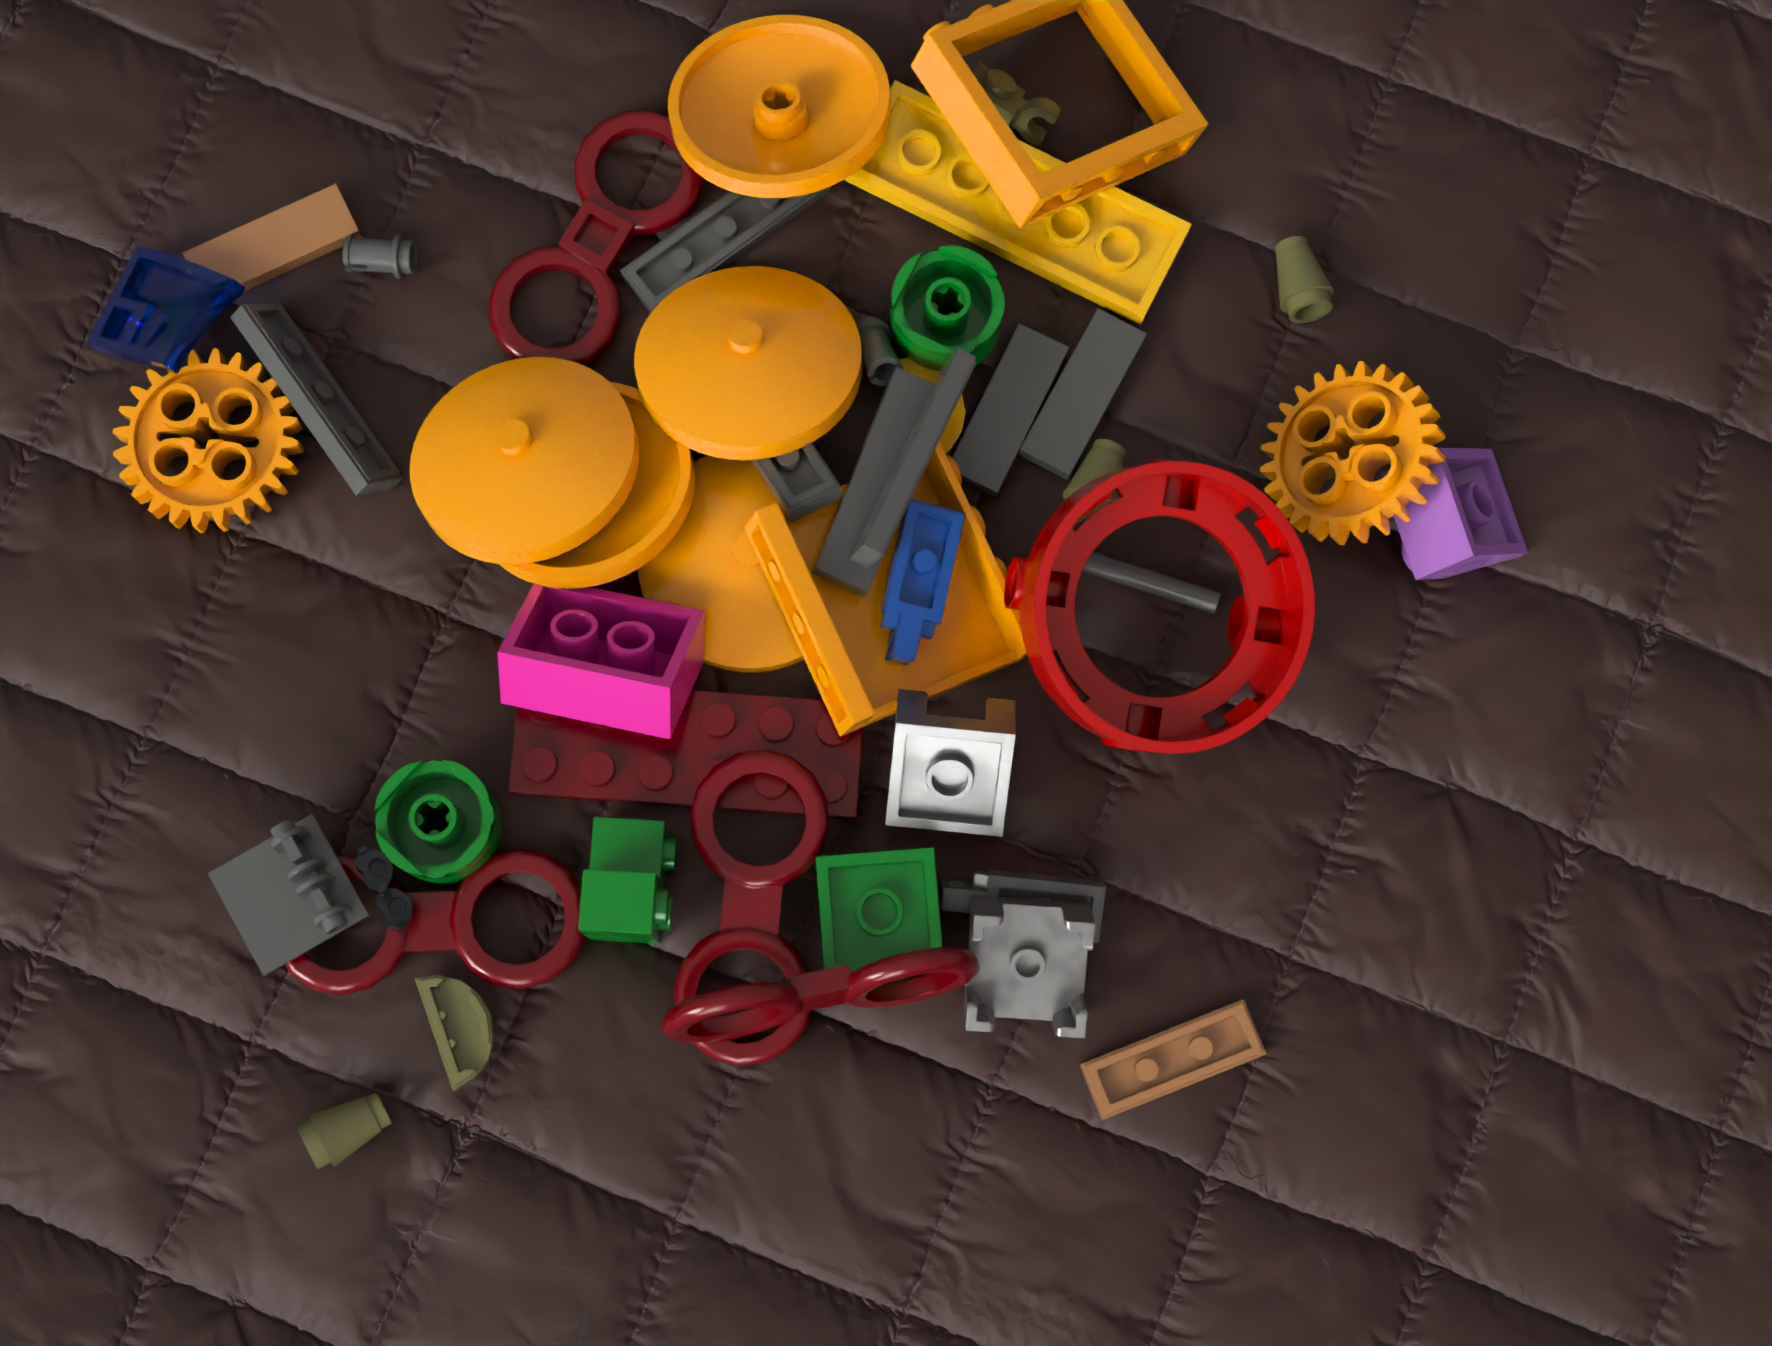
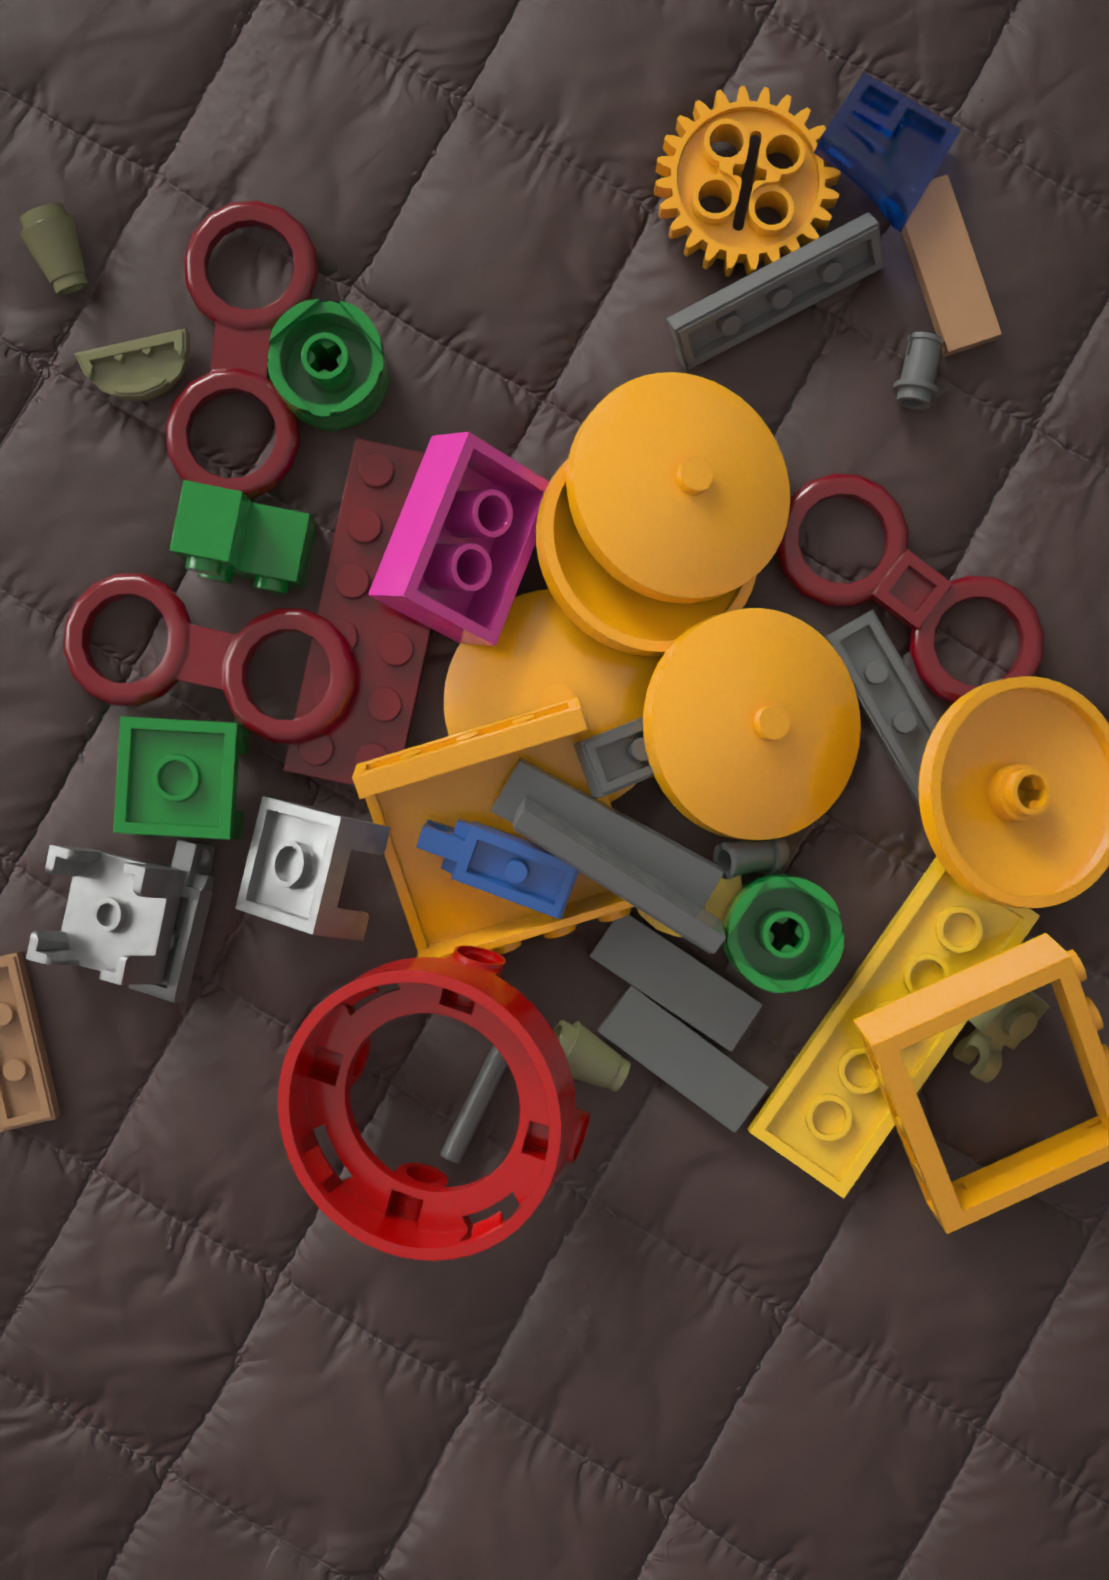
camera: 100 degrees right, 10 degrees up
(288, 893) = (279, 215): dark grey hinge -> none
(378, 876) = (258, 313): black piece -> none
(780, 1002) = (93, 658): dark red bar -> none
(1301, 281) = (769, 1300): olive cone -> none
(1353, 453) = (523, 1316): light orange gear -> none
(1465, 518) = (503, 1411): medium lavender slope -> none

